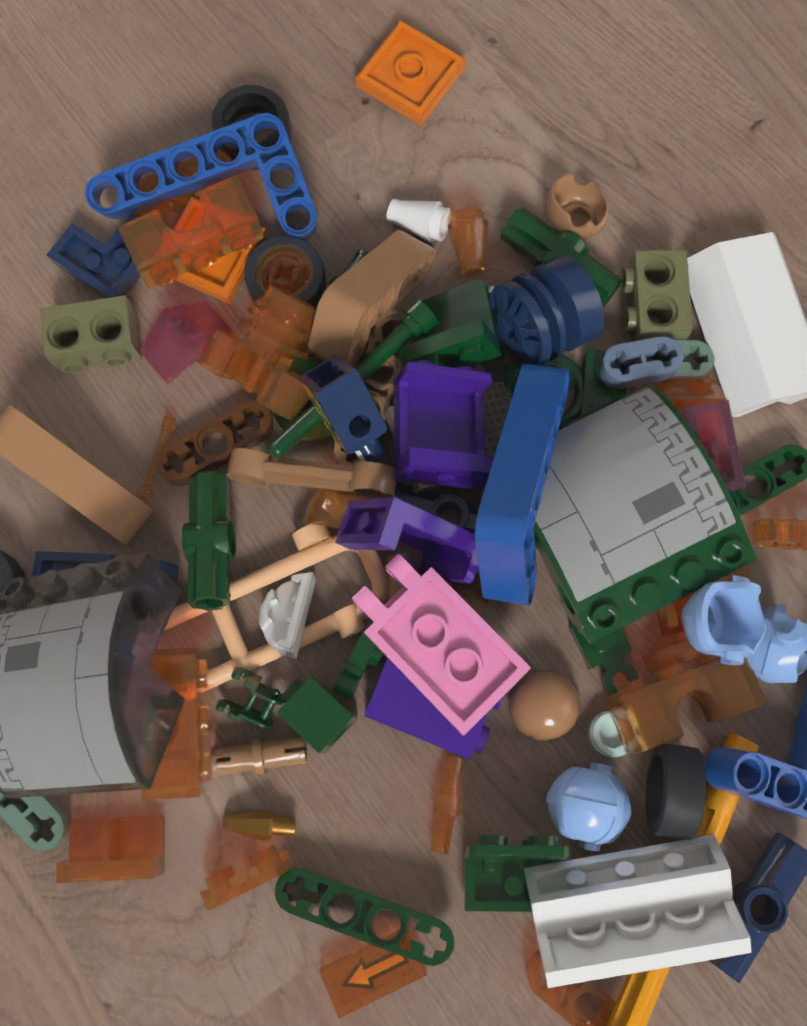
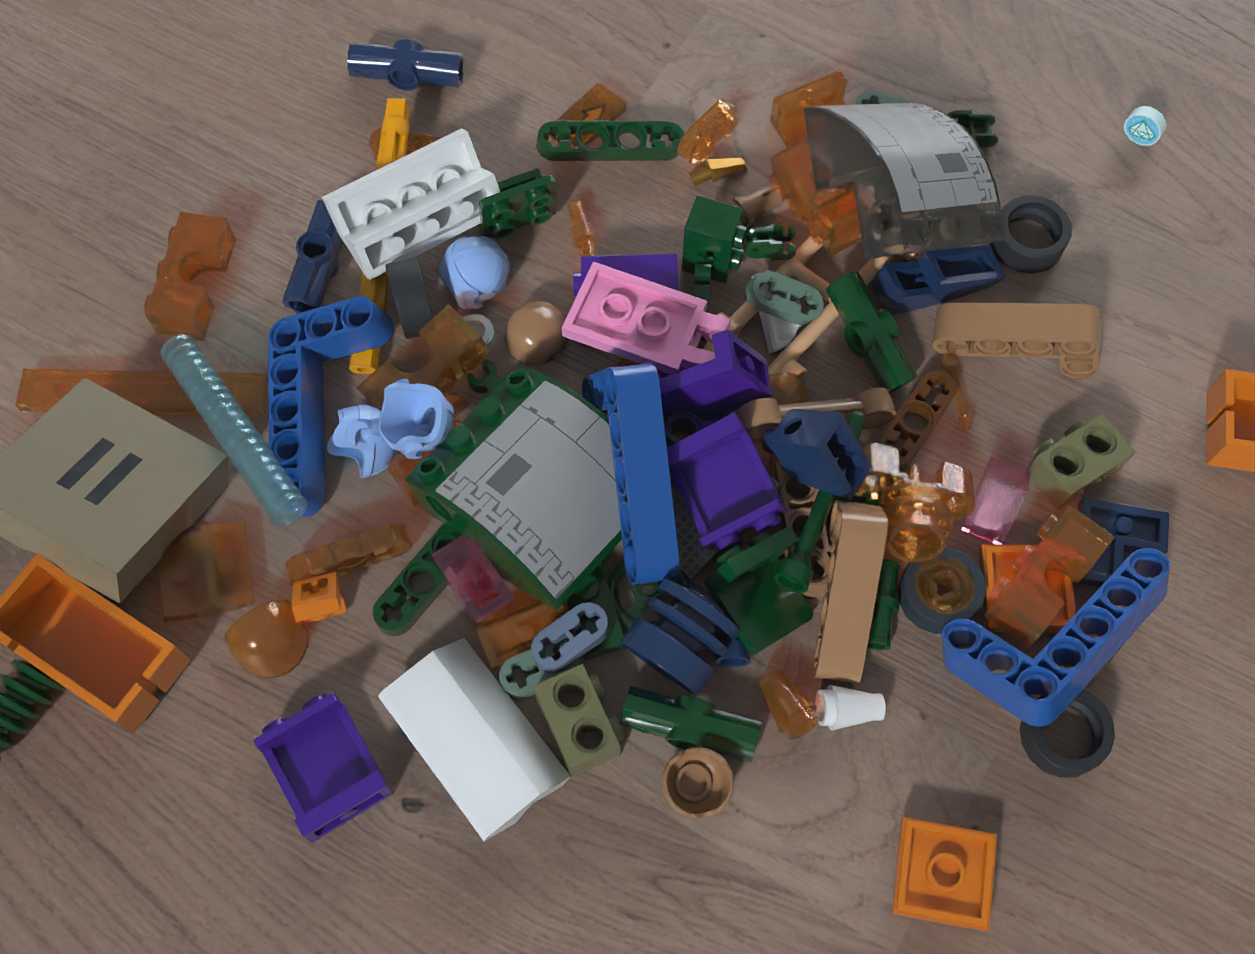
camera: 155 degrees right, 10 degrees down
(283, 605) = (788, 290): none -> sand green beam

